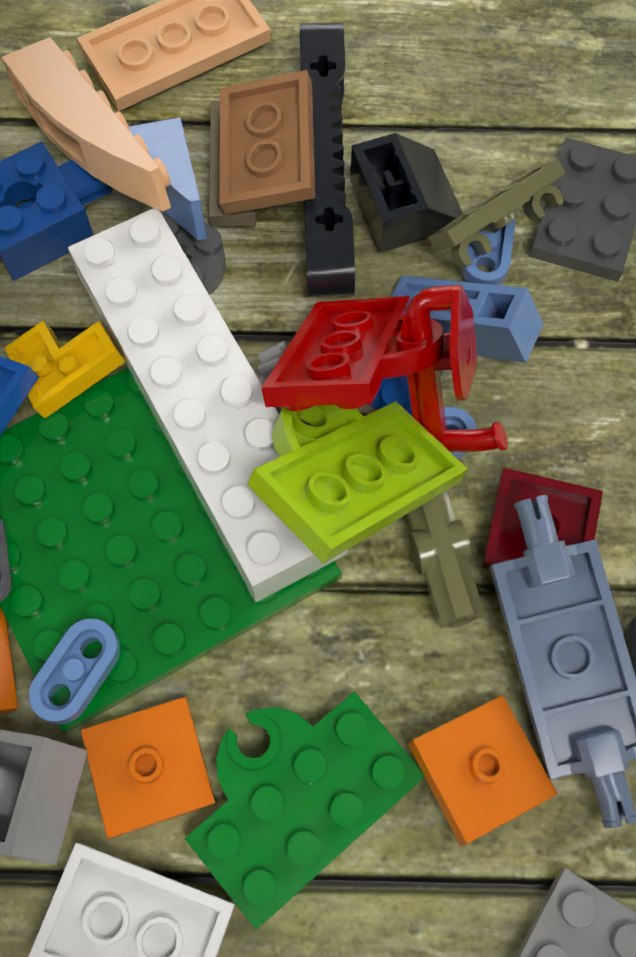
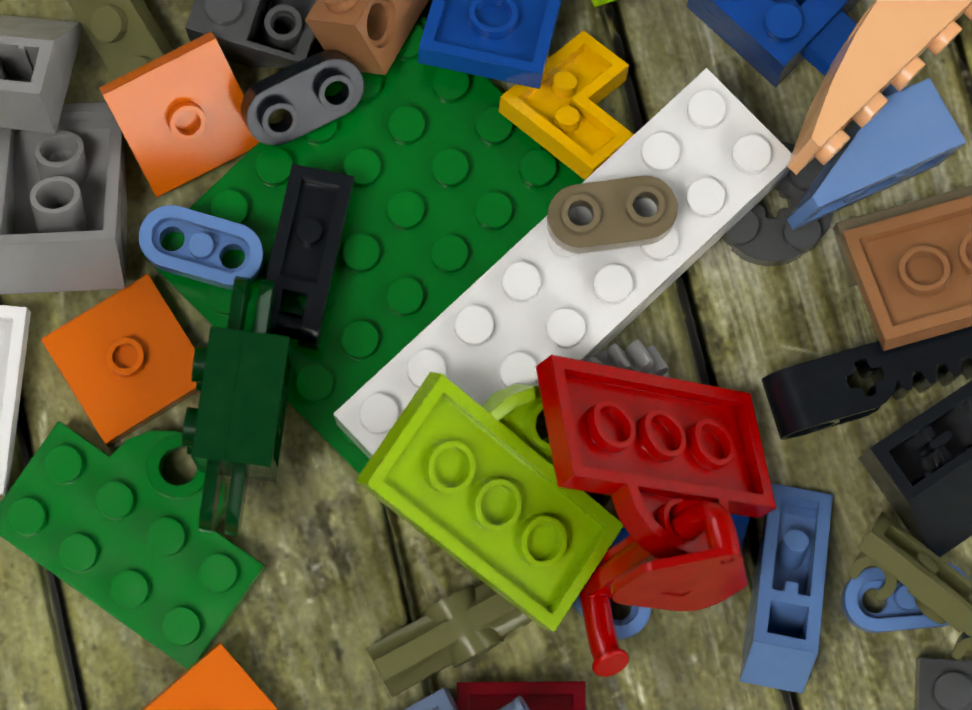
camera: 75 degrees right, 10 degrees up
(109, 588) = (308, 249): none -> black plate
(159, 327) = (614, 218): none -> dark tan plate
(223, 661) = (241, 405): none -> dark green brick

